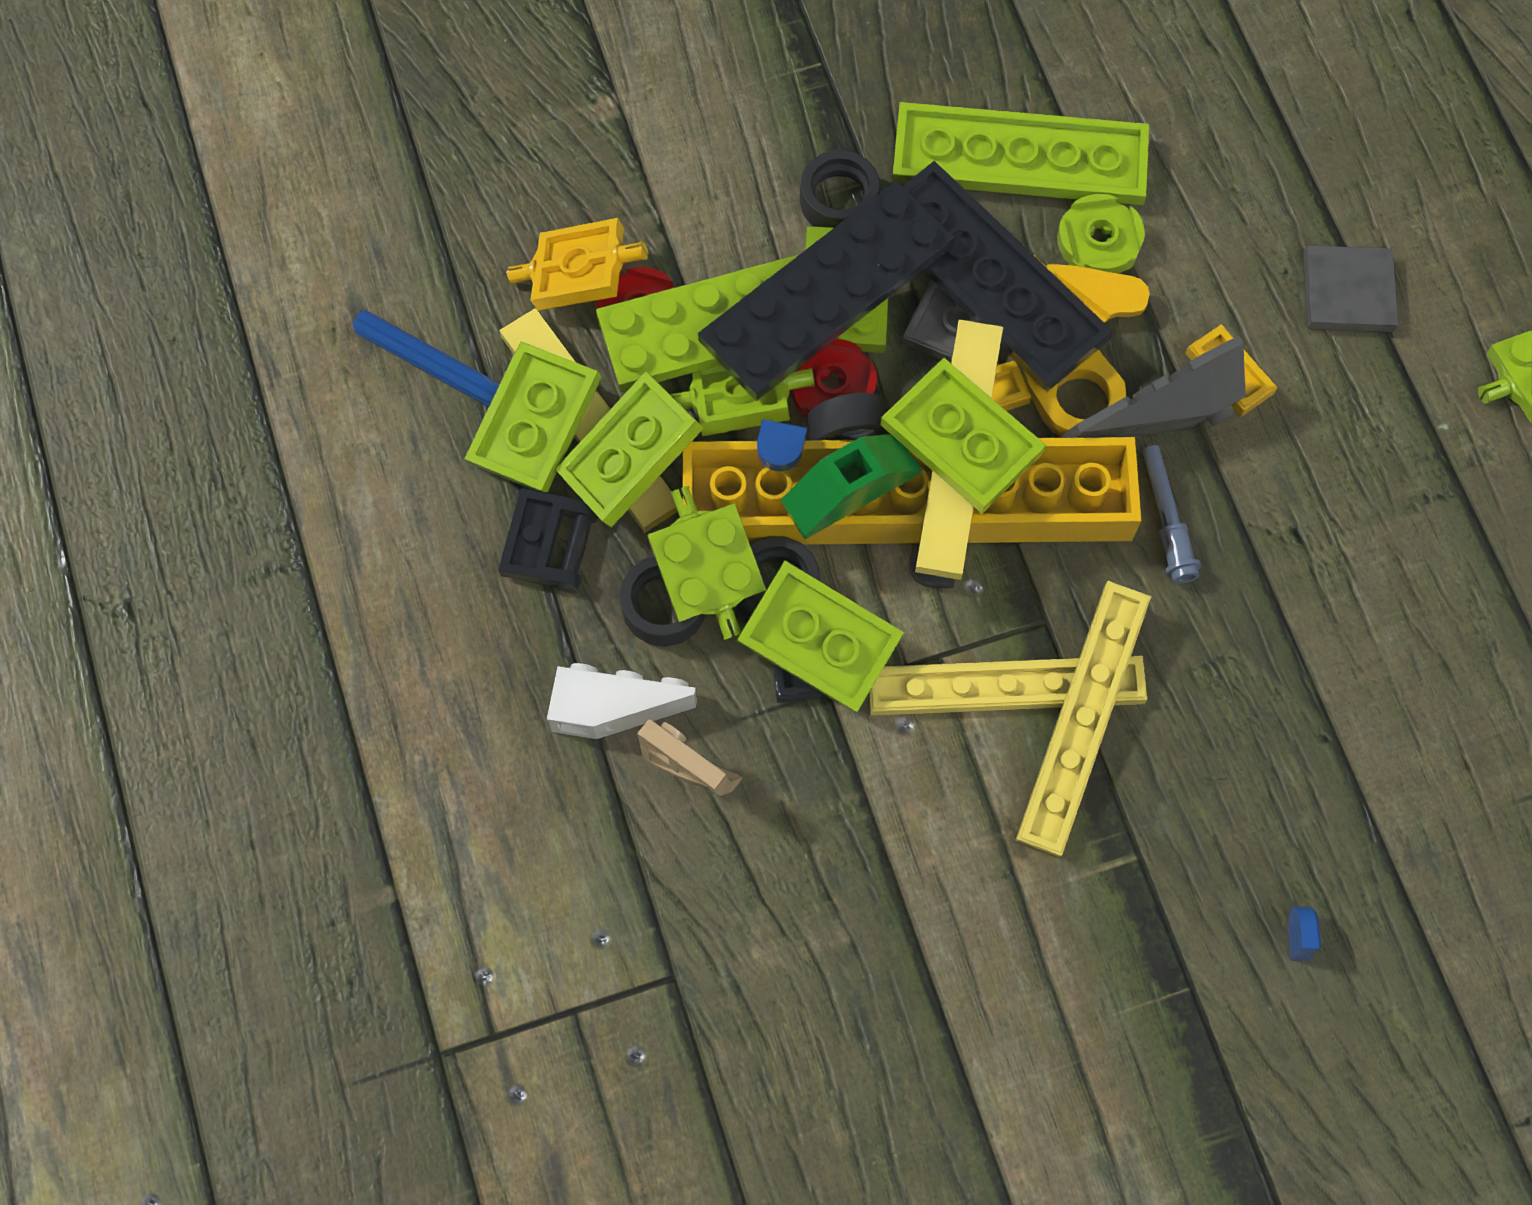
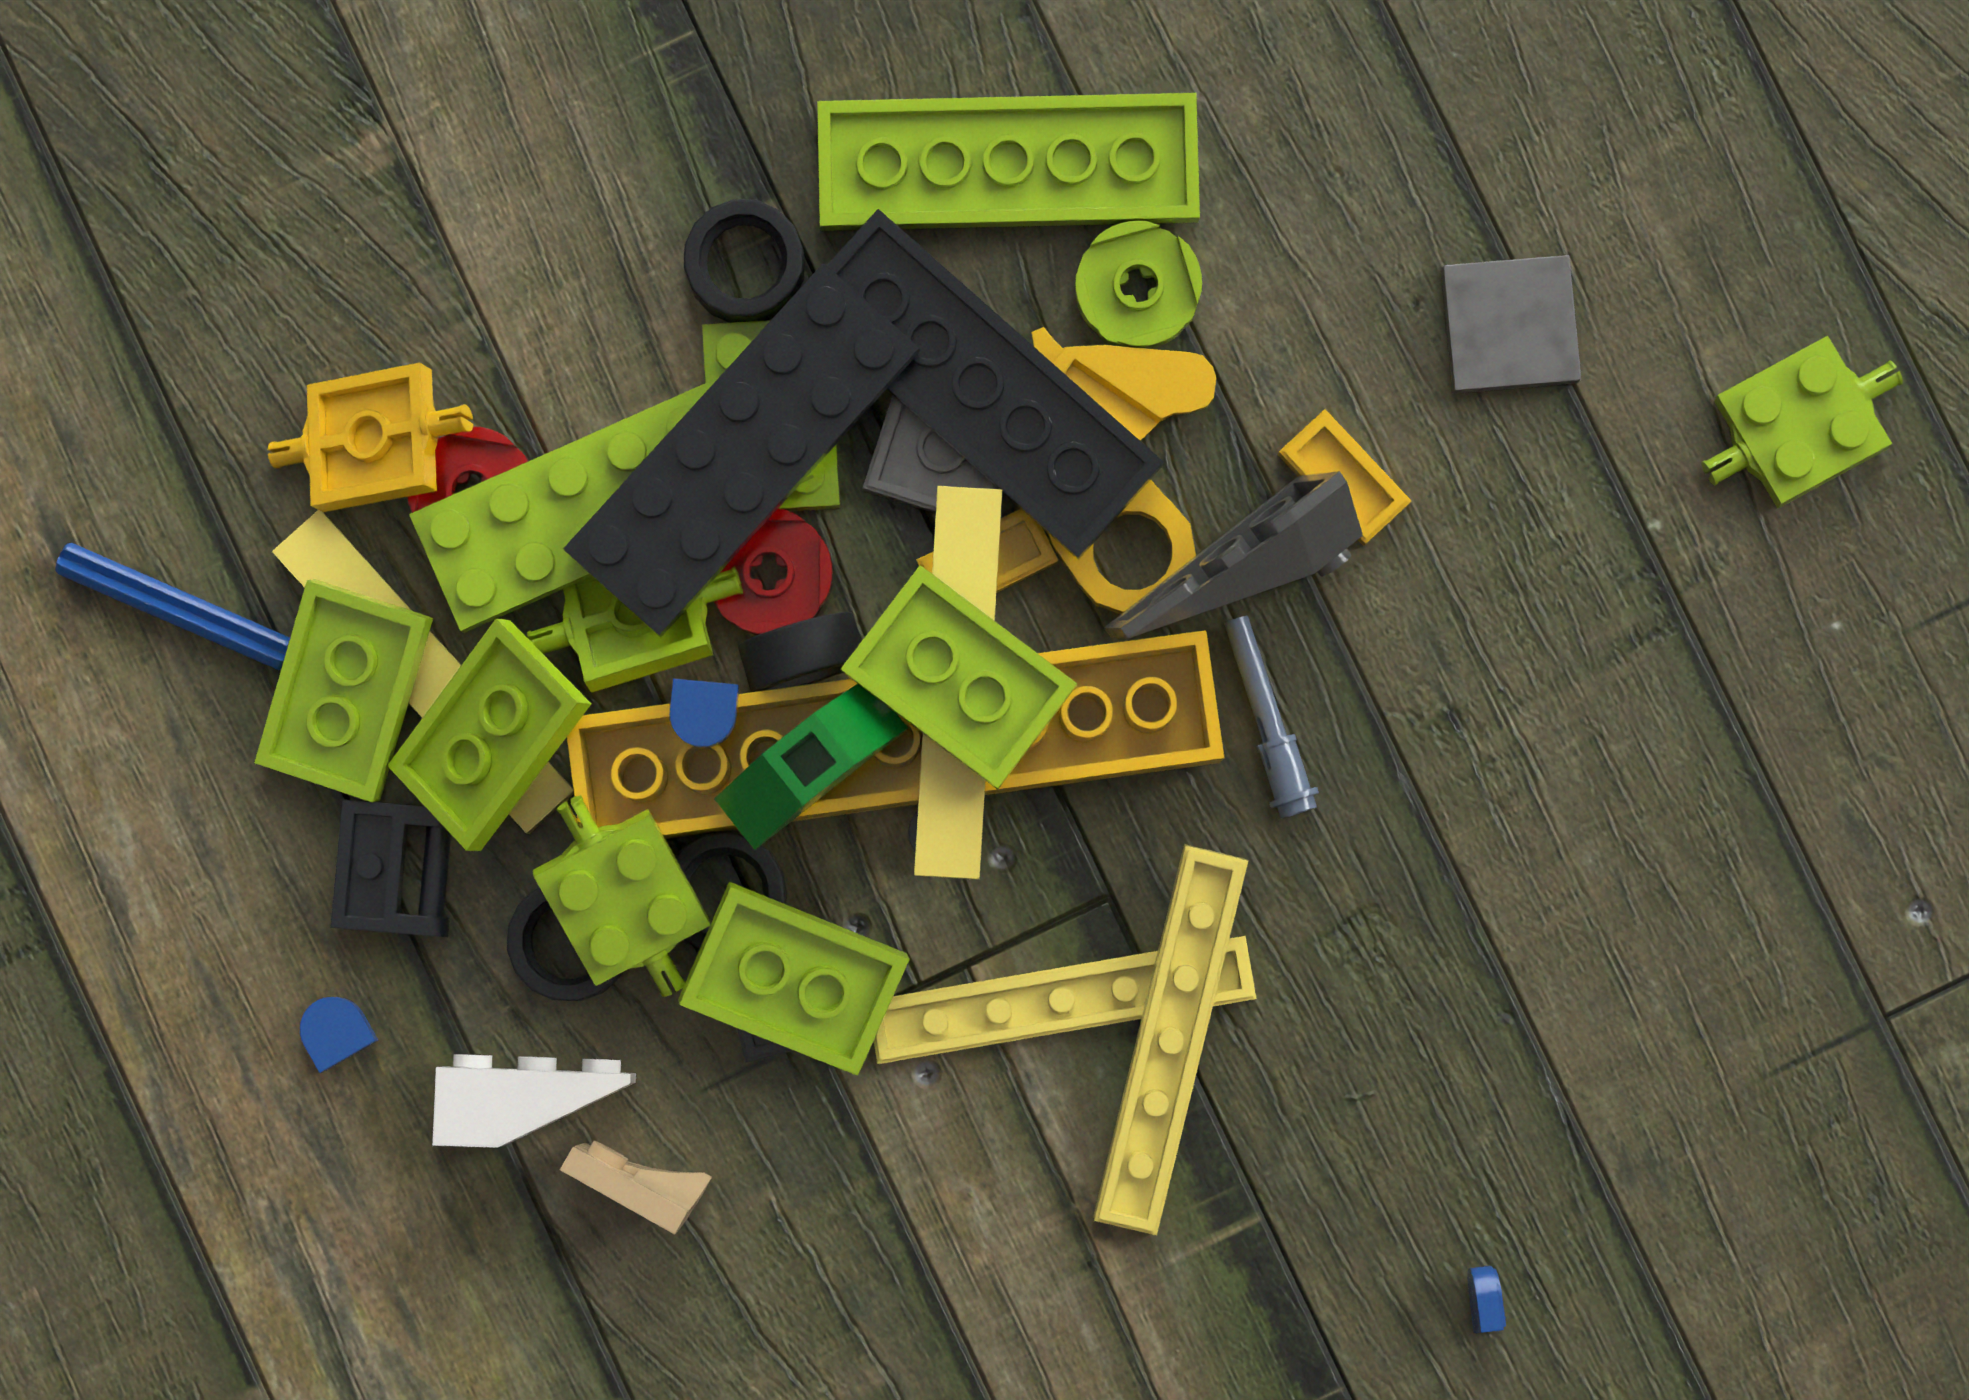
camera: 10 degrees left, 15 degrees up
(489, 644) = (334, 1031): none -> blue tile

